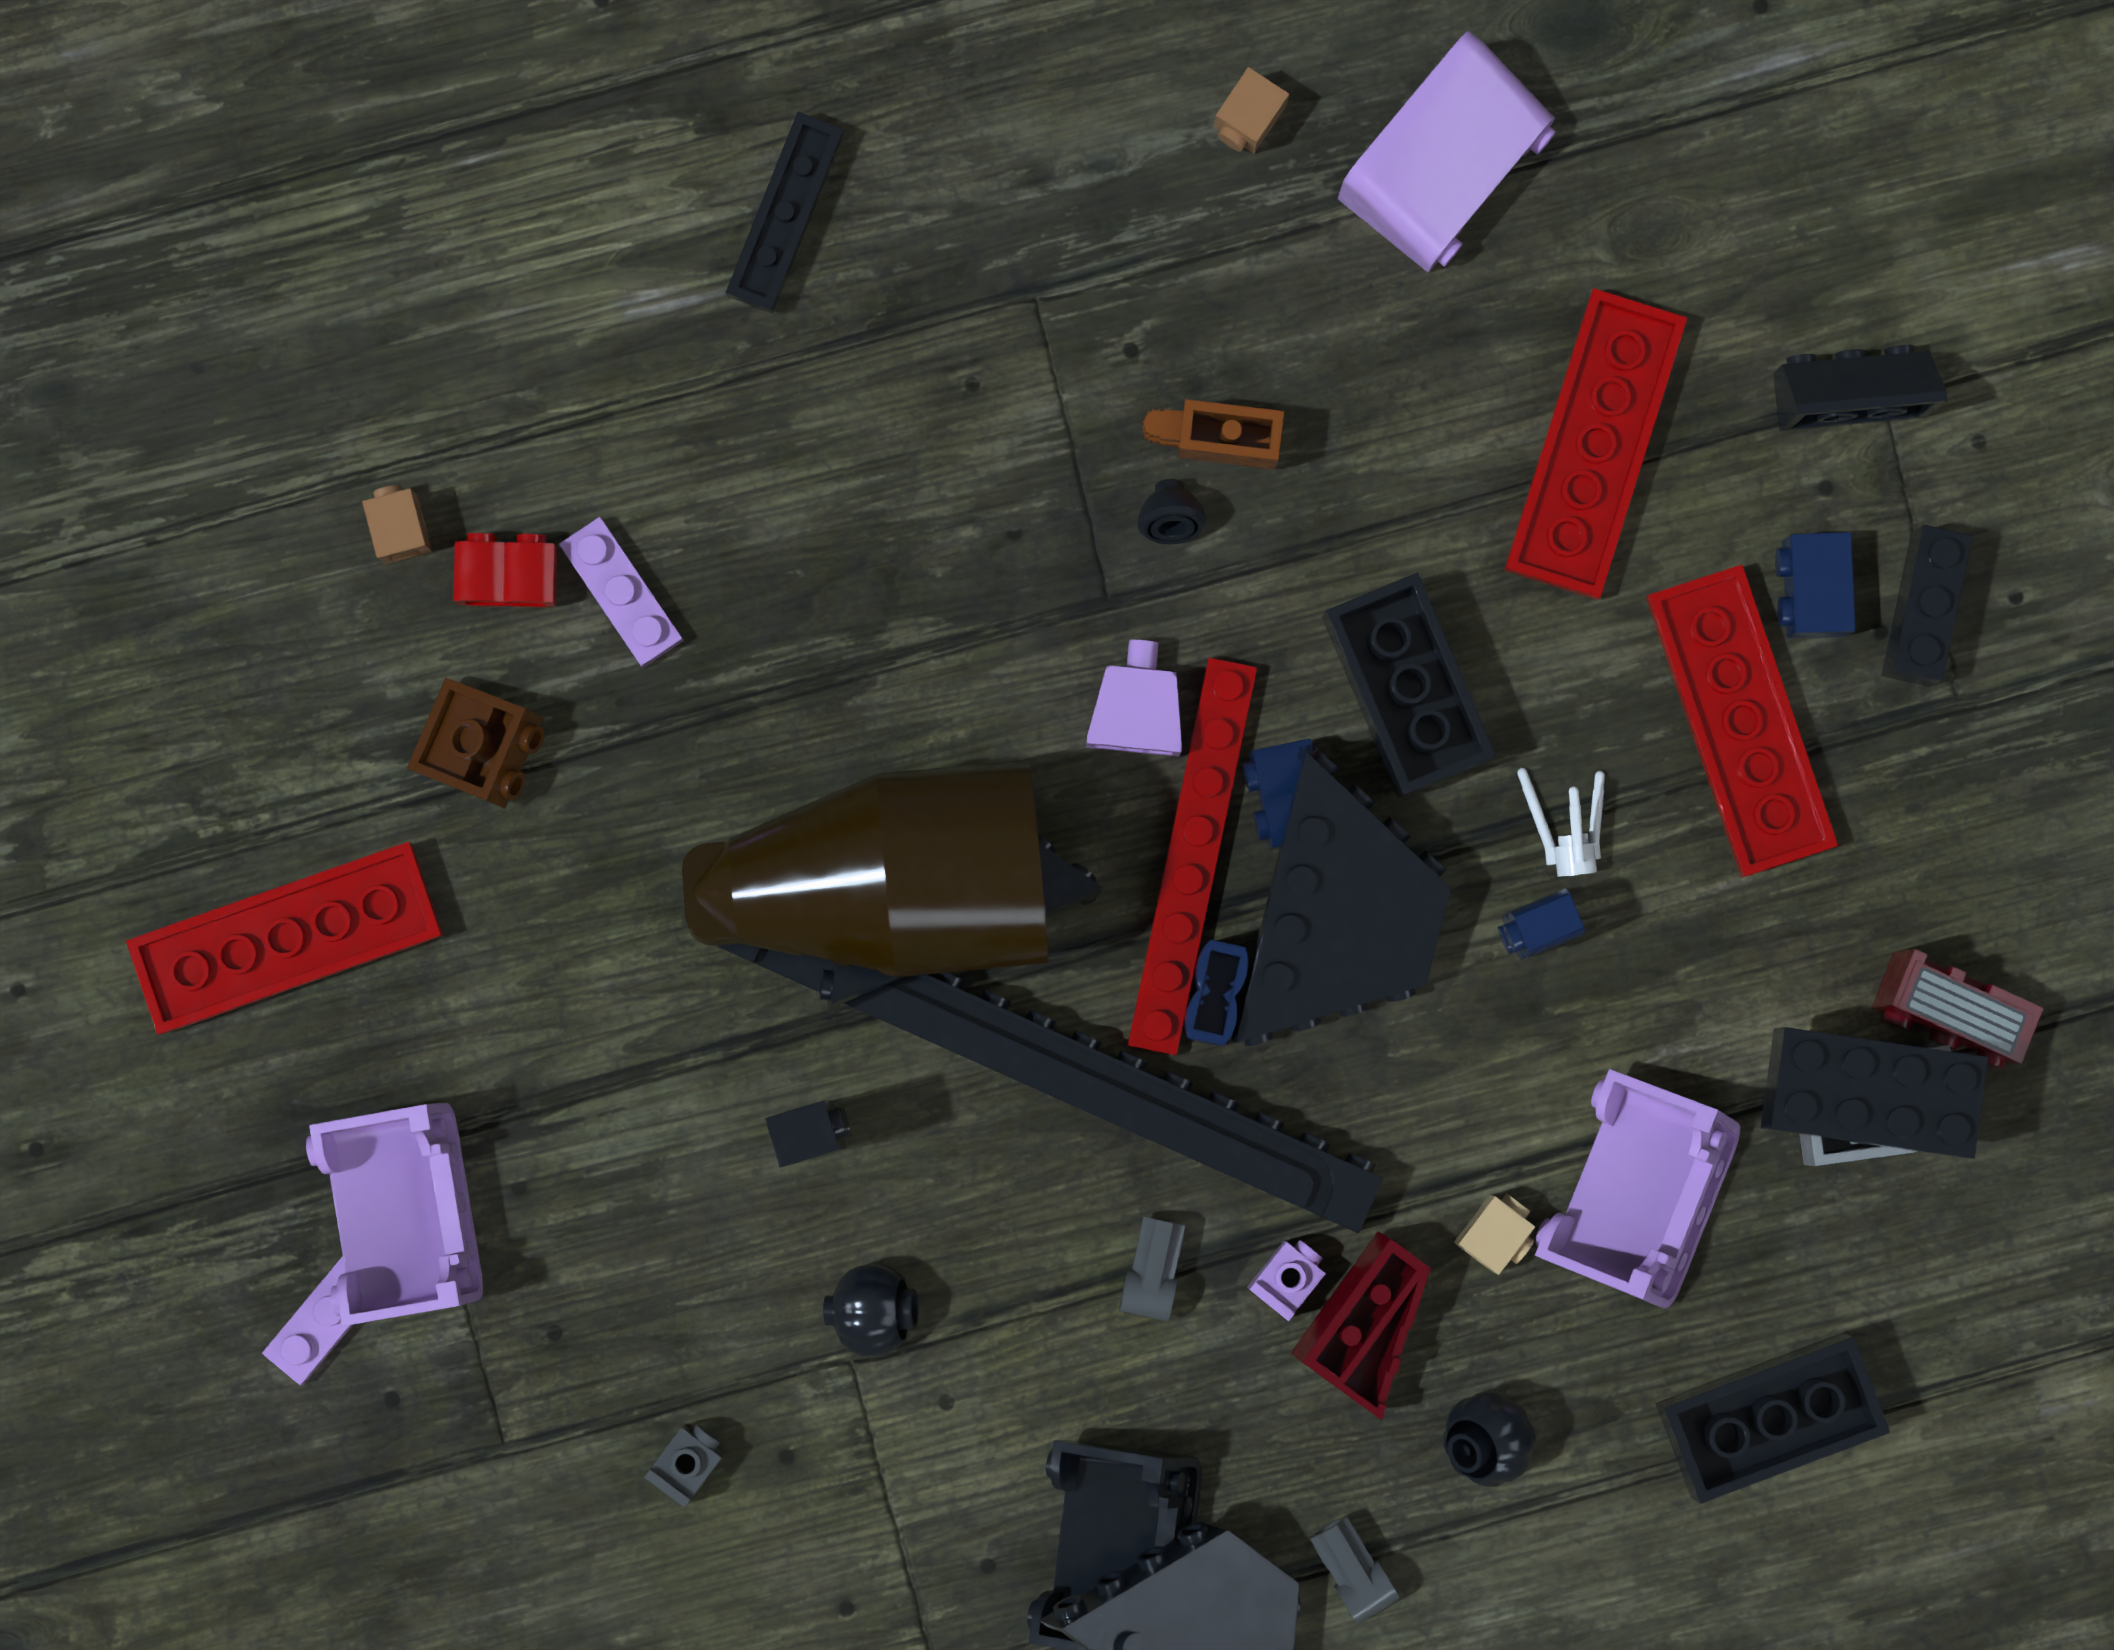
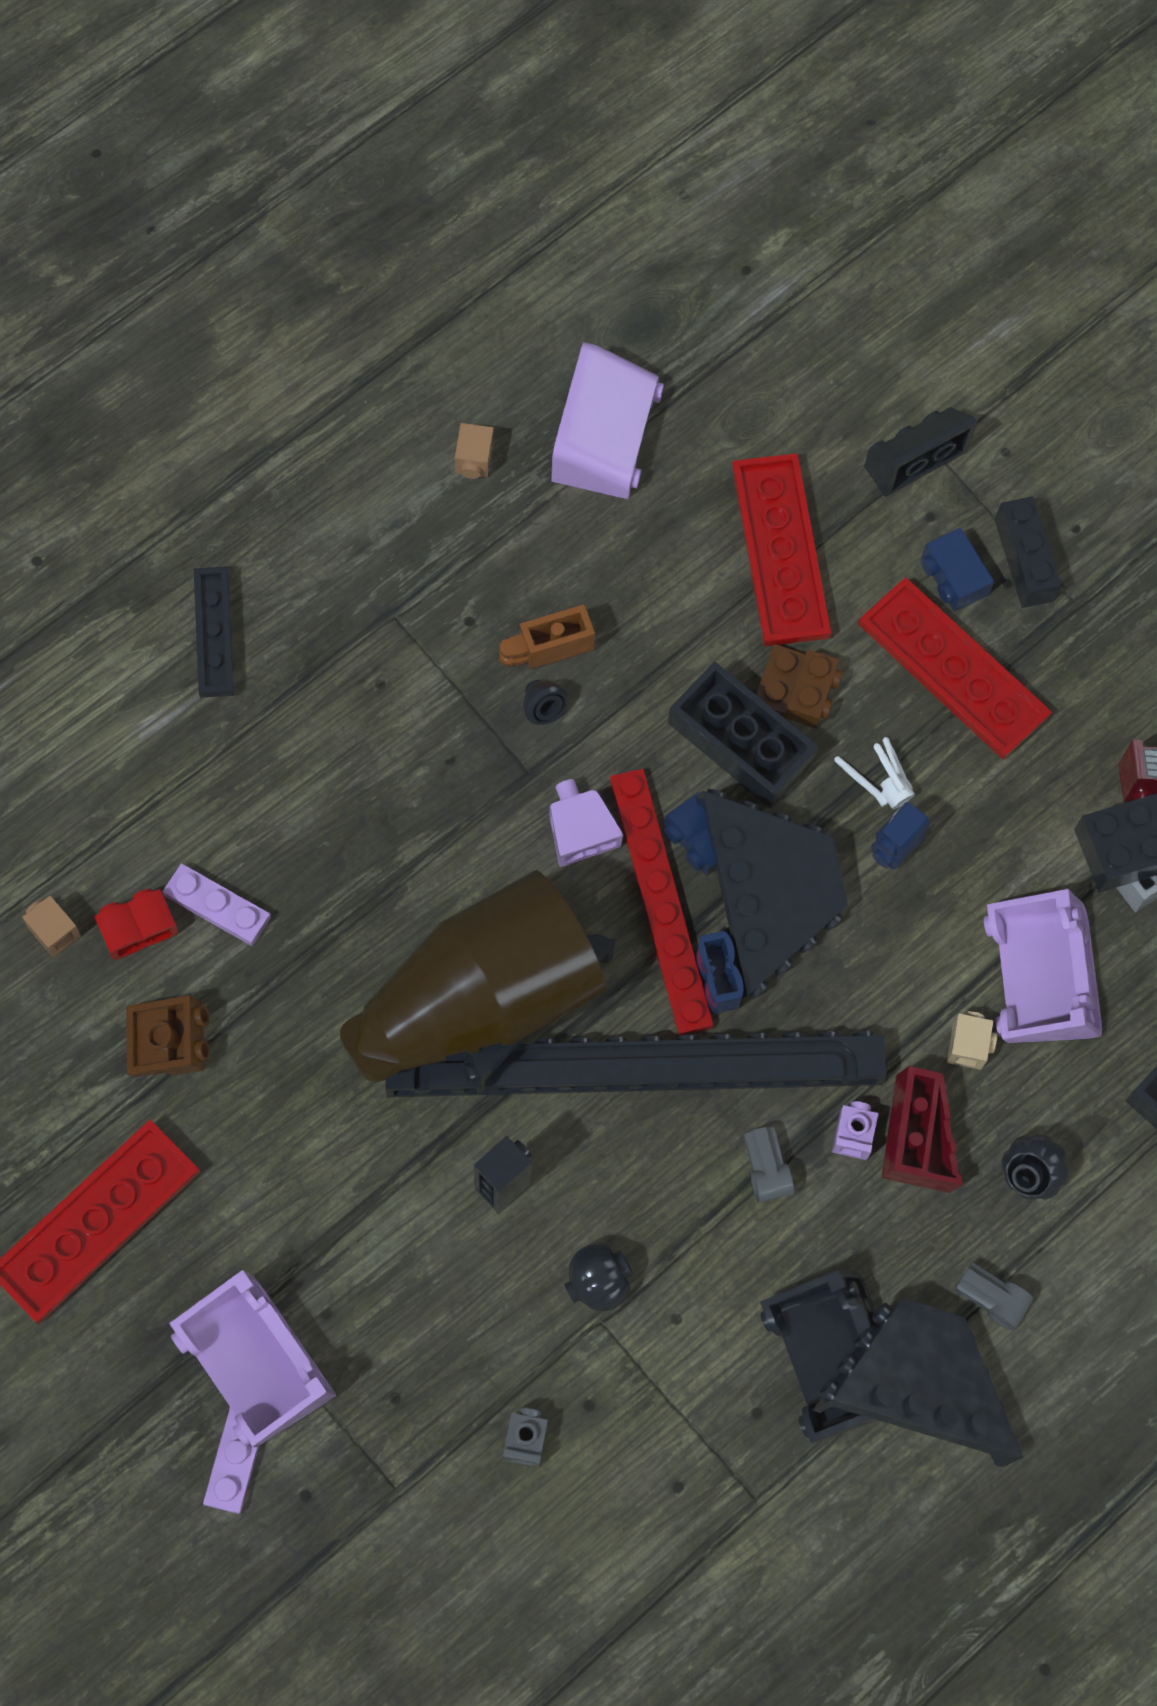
camera: 30 degrees left, 15 degrees down
(1520, 647) = (799, 684): none -> reddish brown plate

